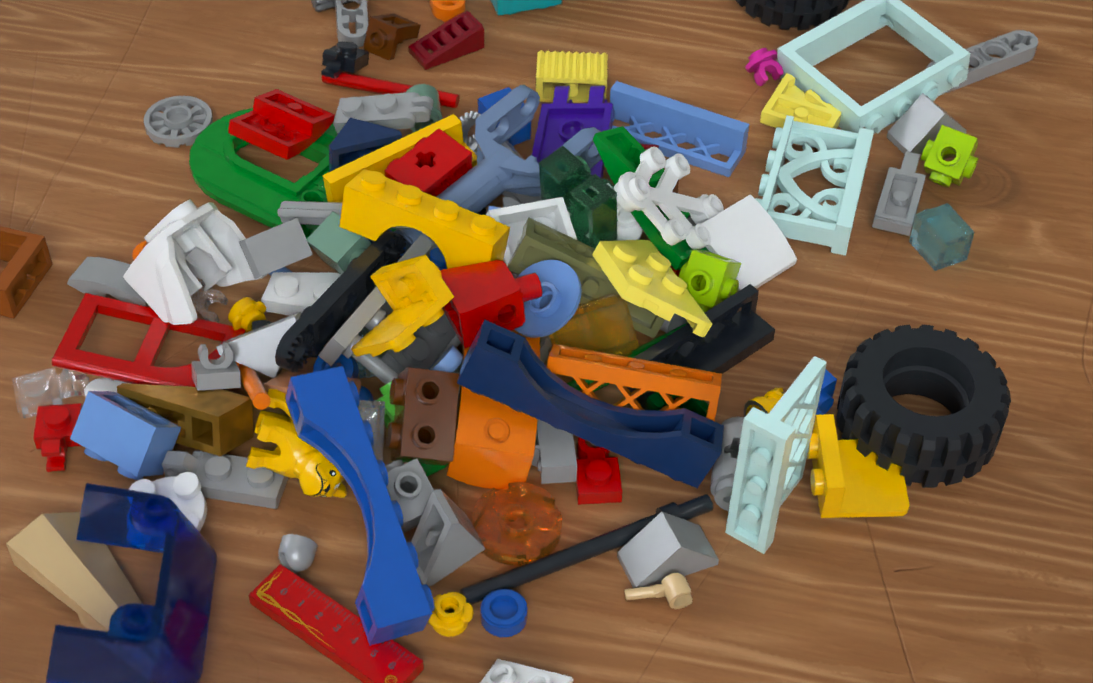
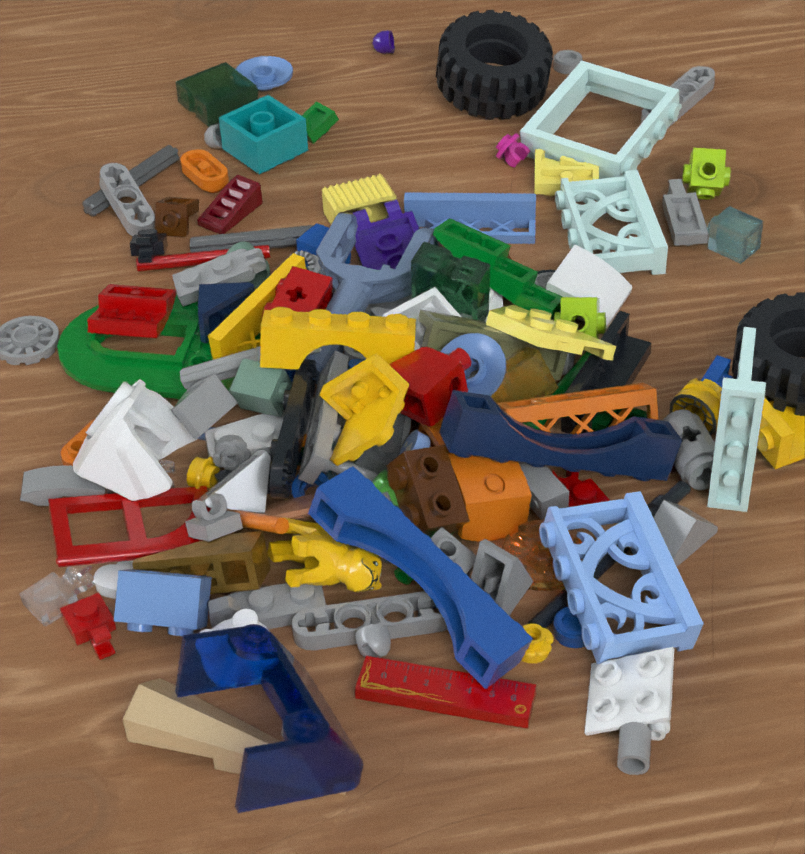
camera: 20 degrees left, 5 degrees down
(278, 303) = (228, 446): none -> light grey plate
(316, 520) = (371, 612): none -> light grey beam
(465, 88) = (273, 237): none -> dark grey axle
(599, 632) = (596, 602): none -> light blue fence
(636, 194) = (509, 261): white plant -> none
(672, 586) = (700, 559): tan hand -> none
(919, 125) = (666, 159): light grey slope -> none

